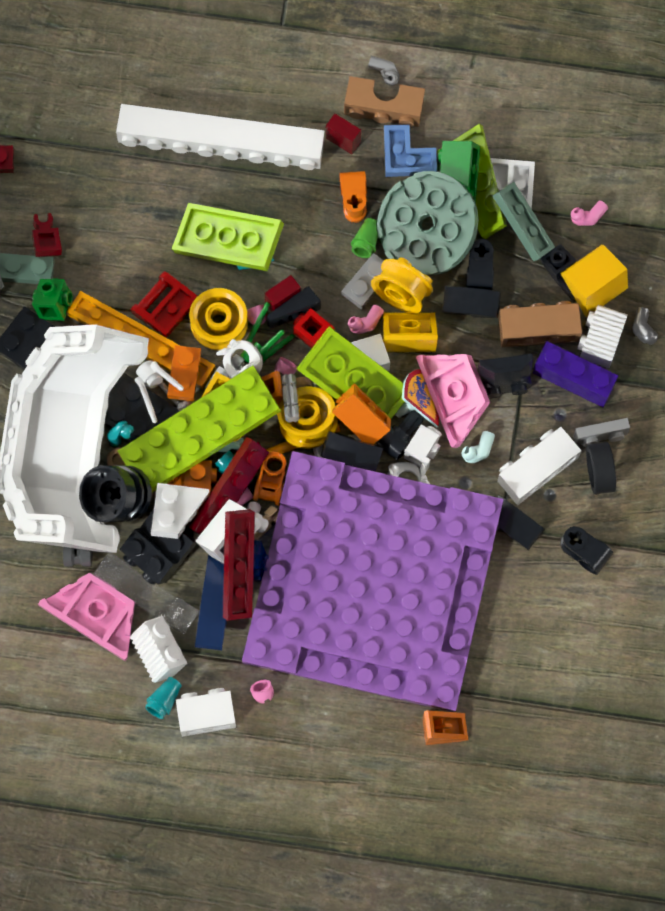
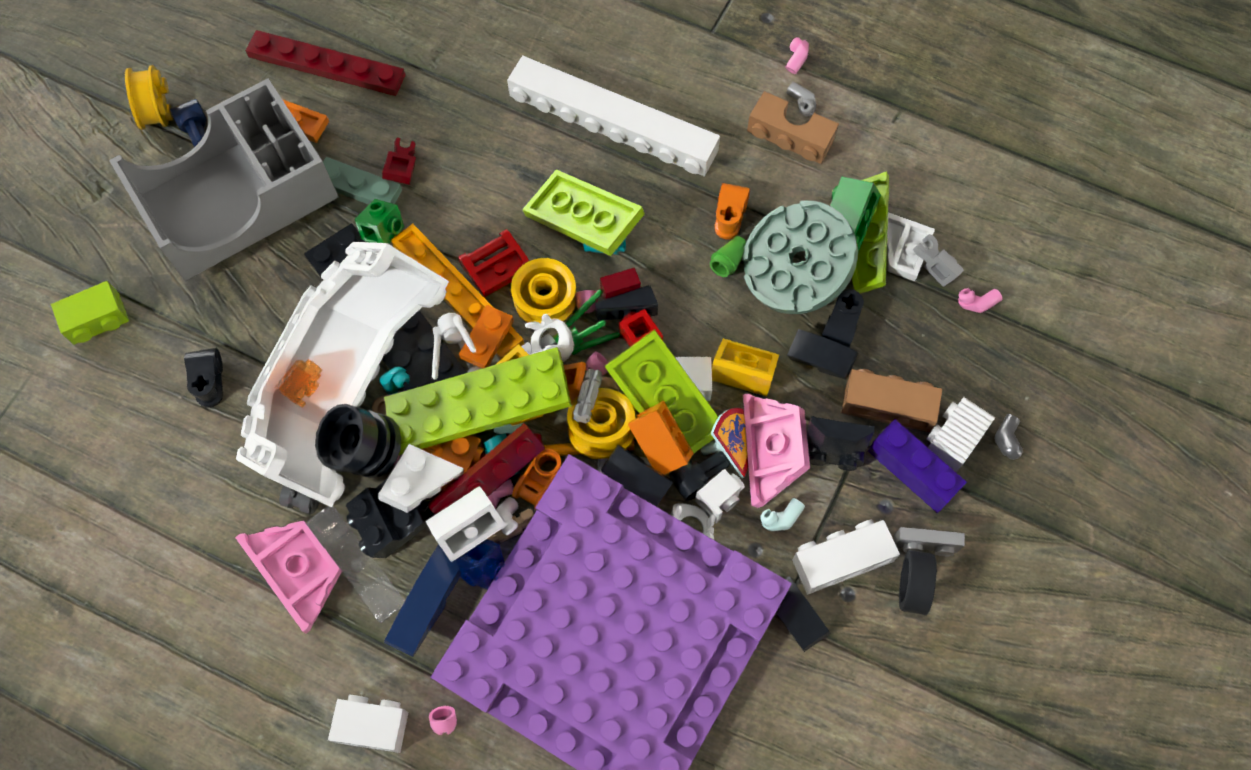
camera: 20 degrees right, 5 degrees down
(41, 459) = (299, 381): none -> clear orange brick
(158, 649) = (343, 632): white brick -> none
(163, 699) = (325, 693): teal cone -> none
(238, 564) = (460, 563): dark red plate -> none
(343, 134) = (739, 146): dark red piece -> none
(359, 287) = (716, 301): light grey plate -> none
(366, 324) = (702, 345): bright pink arm -> none
(370, 27) = (799, 57): none -> bright pink arm
(400, 158) = (792, 184): medium blue plate -> none
(402, 285) = (751, 313): yellow wheel -> none
(523, 221) = (905, 285): sand green plate -> none
(547, 192) = (939, 264): none -> light grey plate
(555, 263) = (936, 354): black slope -> none
(588, 551) = (873, 675): black piece -> none
(596, 279) = (970, 369): yellow slope -> none

